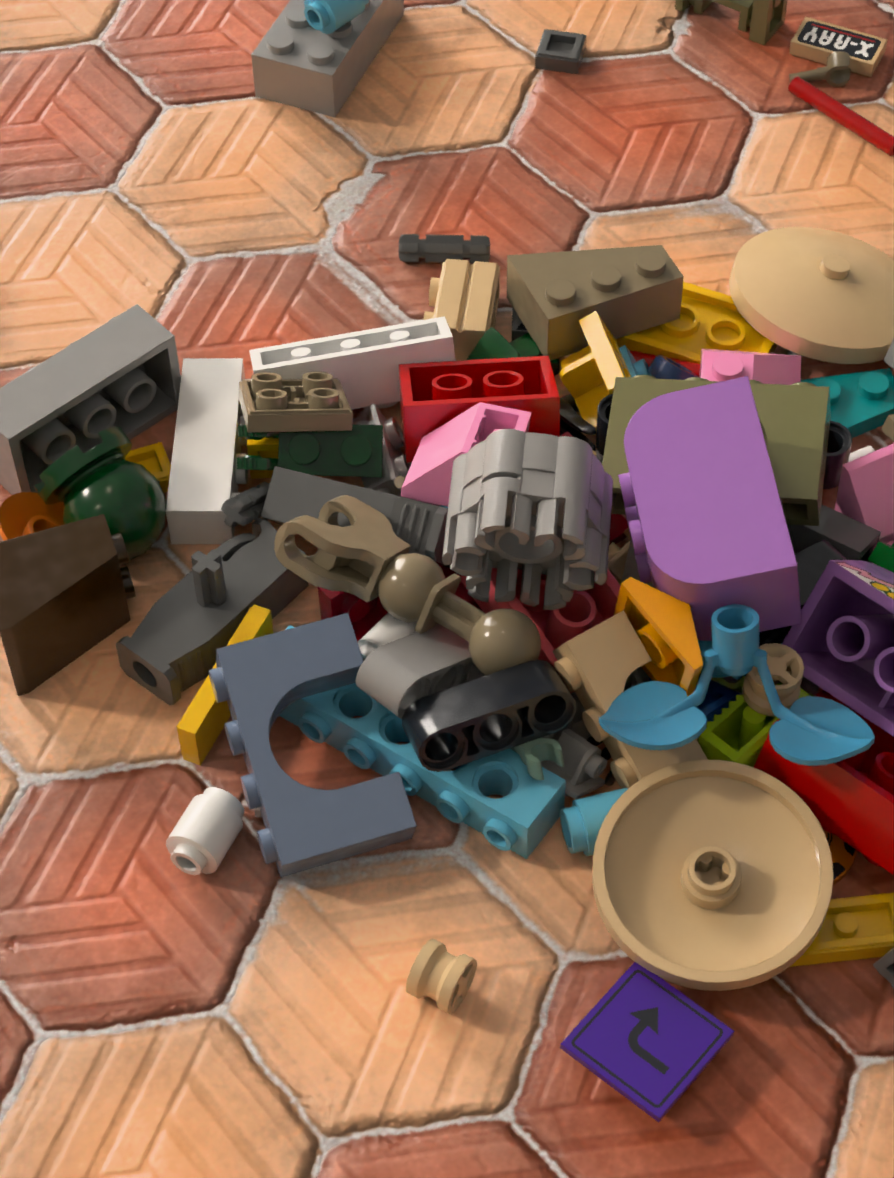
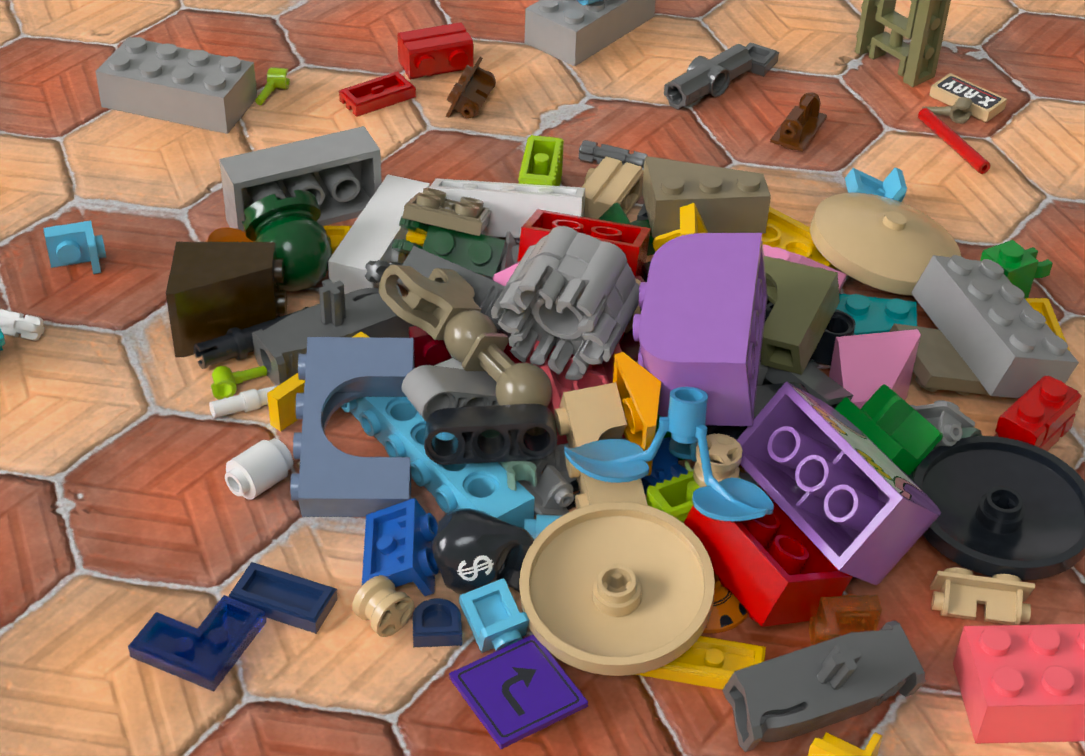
camera: 15 degrees right, 10 degrees down
(98, 655) = (234, 344): none -> black pin
(102, 715) = (226, 380): none -> lime hand
(107, 229) = (377, 93): none -> red tile
(142, 736) = (245, 401): none -> white piece
(152, 142) = (435, 50): none -> red brick
(224, 199) = (471, 91): none -> reddish brown hinge
(242, 1105) = (200, 653): none -> clear blue tile
(311, 997) = (285, 597): none -> dark blue tile
(371, 291) = (542, 161): none -> lime brick
(426, 890) = (401, 545): none -> blue bracket
(509, 977) = (437, 624): none -> dark blue tile
(514, 96) = (708, 76): none -> dark grey piece
(531, 869) = (479, 550): none -> black piece
(578, 951) = (493, 616): none -> medium azure bracket
(654, 140) = (800, 124): none -> reddish brown hinge
(800, 211) = (892, 187): none -> medium azure bracket

